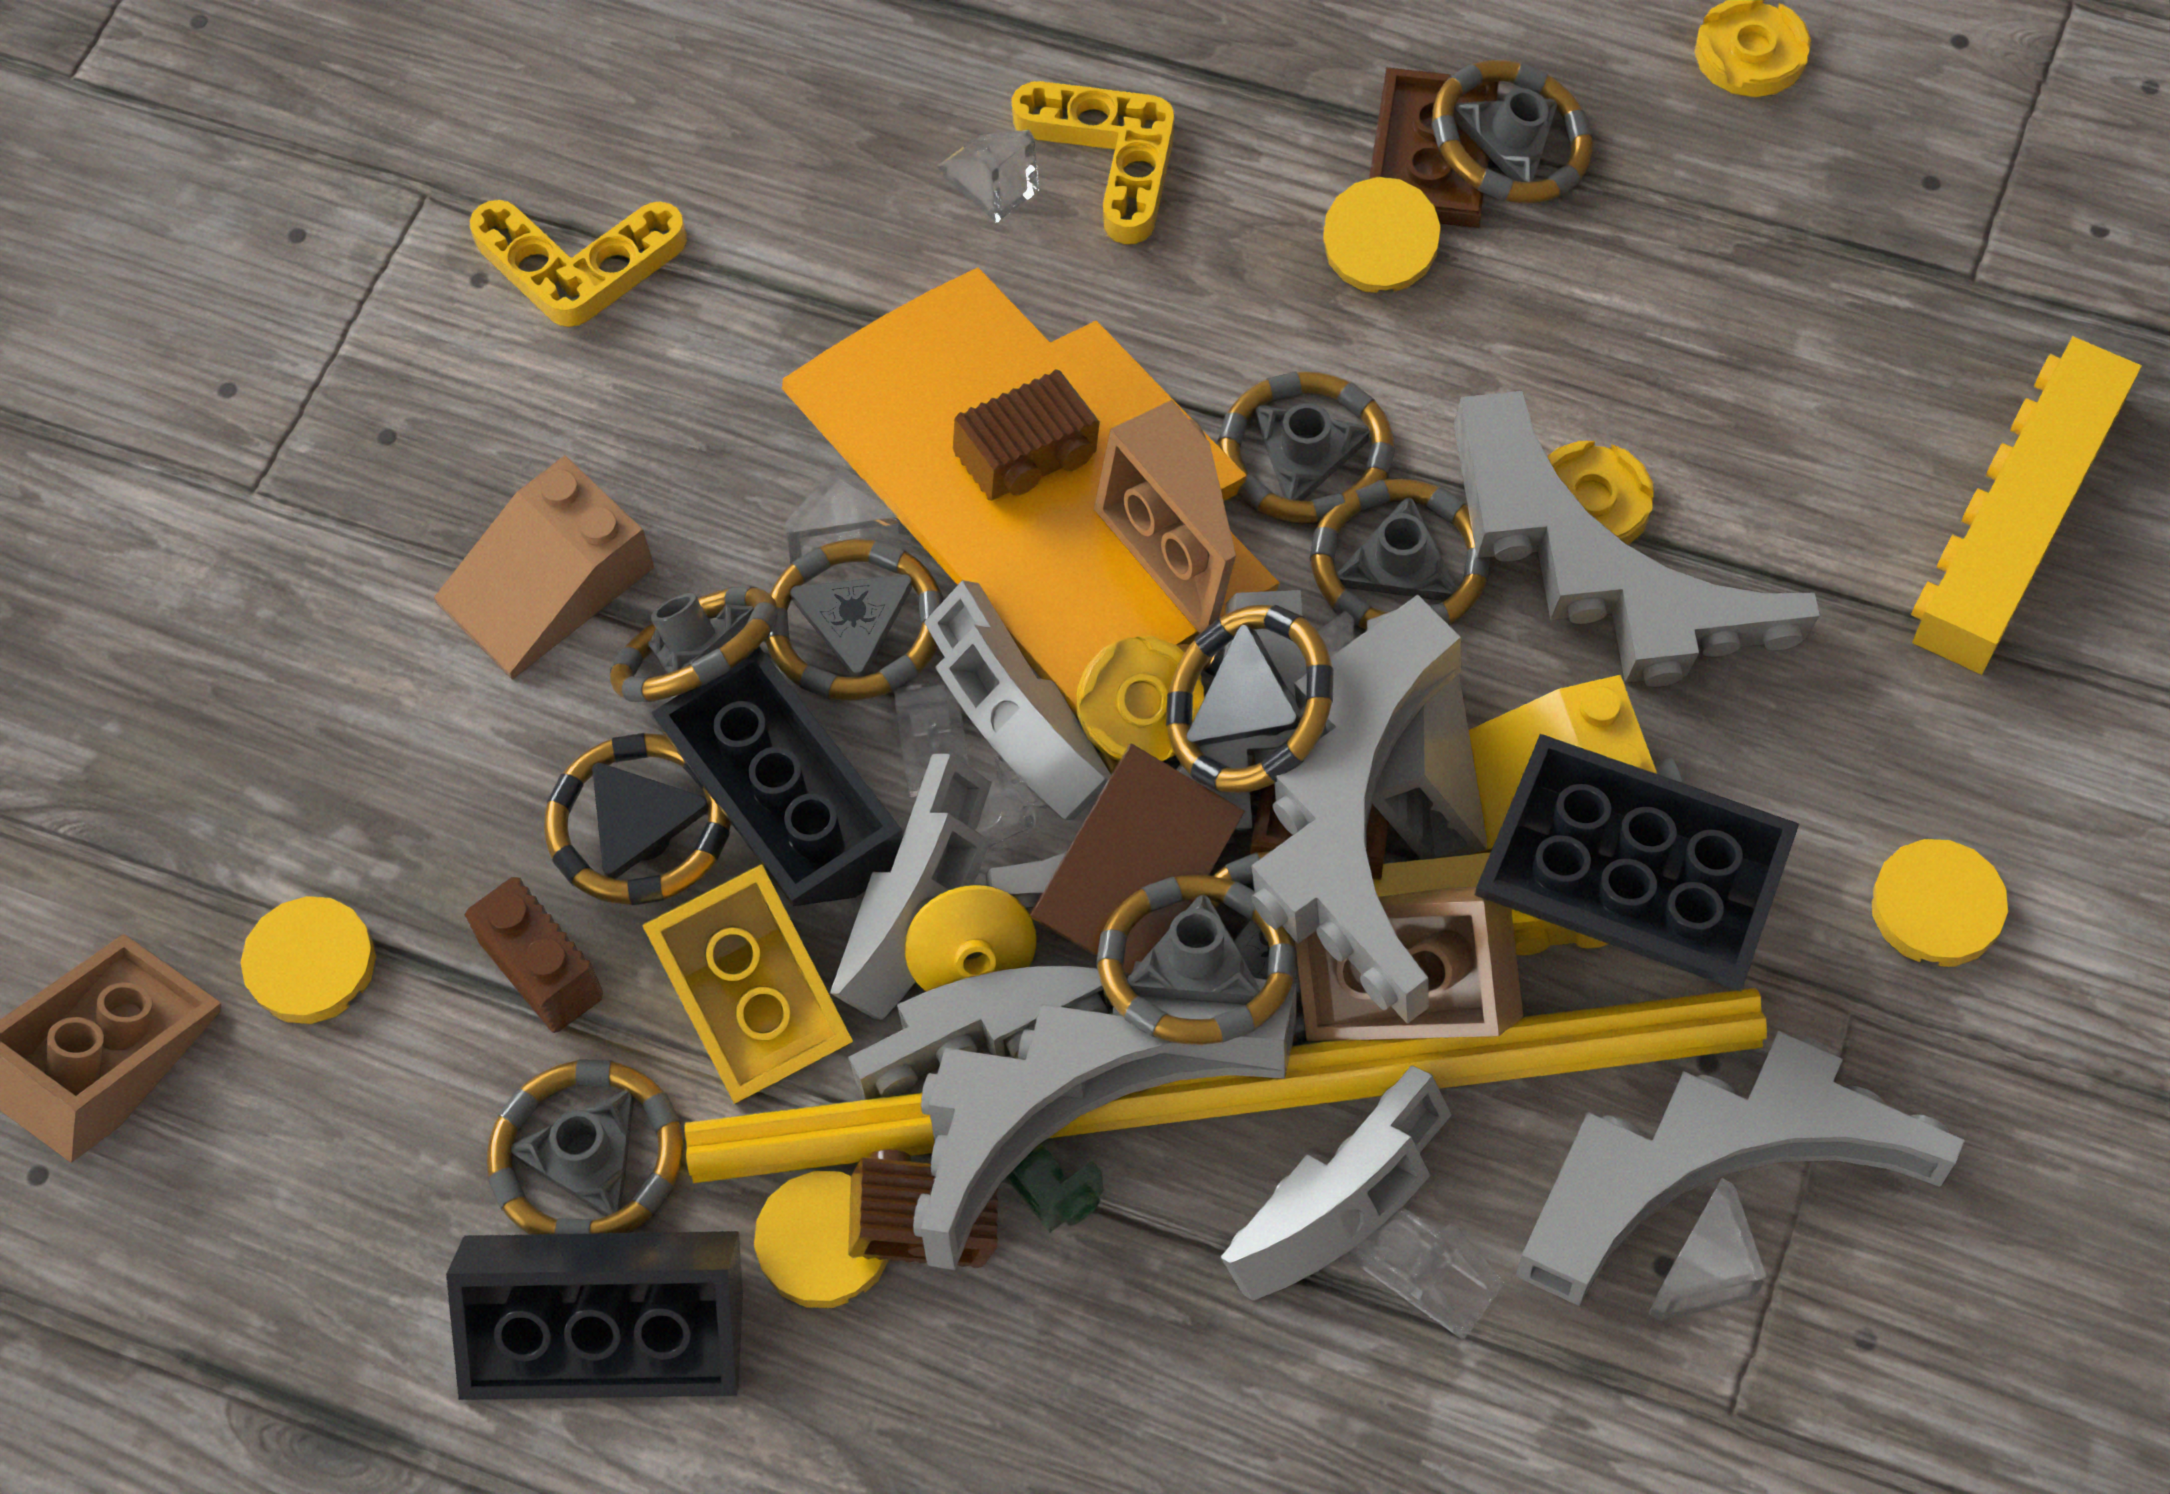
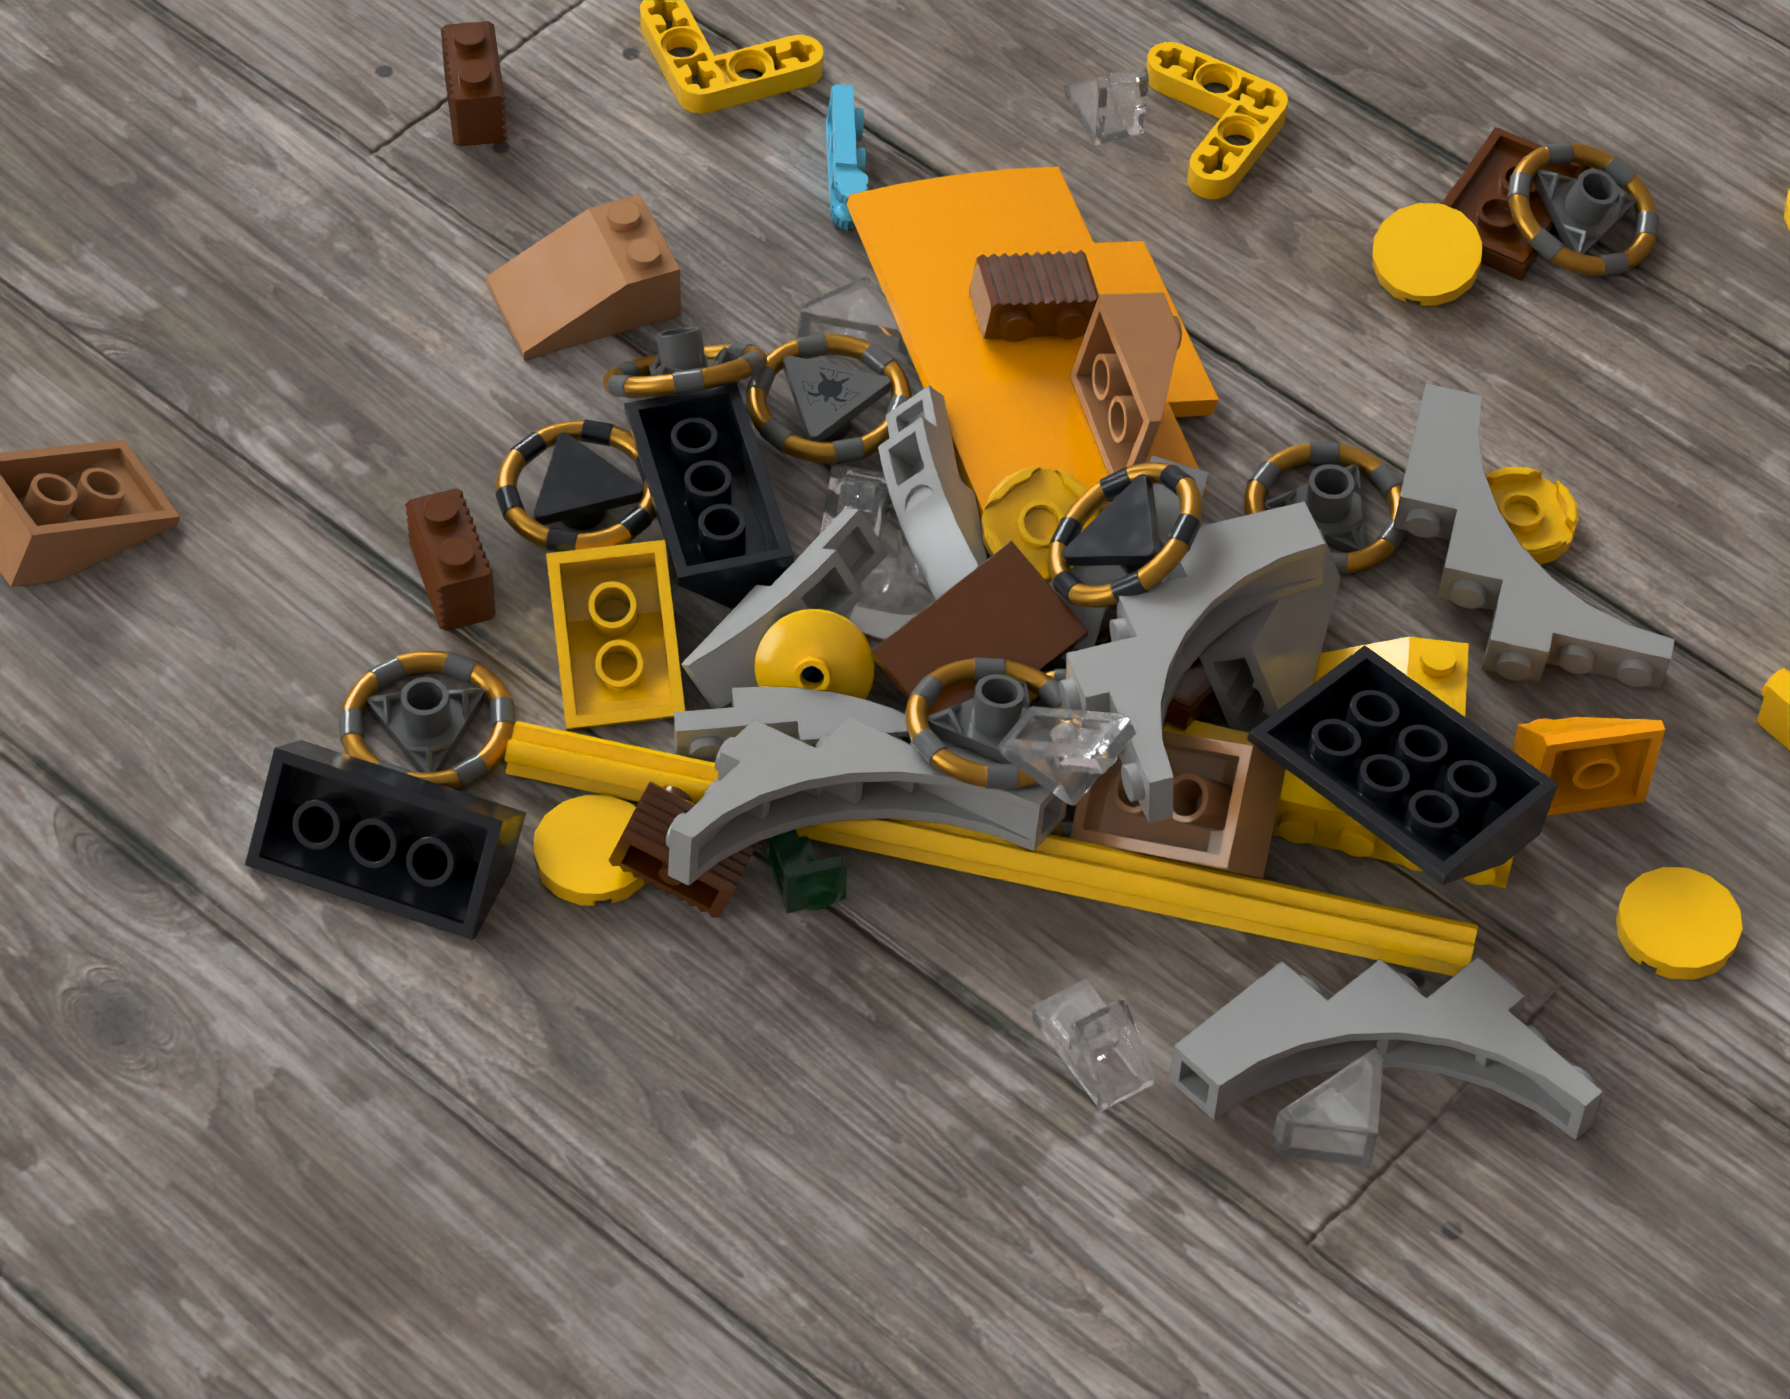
camera: 15 degrees right, 10 degrees down
(308, 959) = (264, 507): yellow tile -> none
(332, 378) = (474, 83): none -> reddish brown brick
(753, 332) = (844, 159): none -> medium azure hinge
(1295, 973) = (1066, 747): none -> clear slope
(1306, 443) = (1284, 394): dark grey piece -> none
(1335, 1206) = (1044, 960): light grey slope -> none
(1780, 756) = (1592, 759): none -> light orange slope

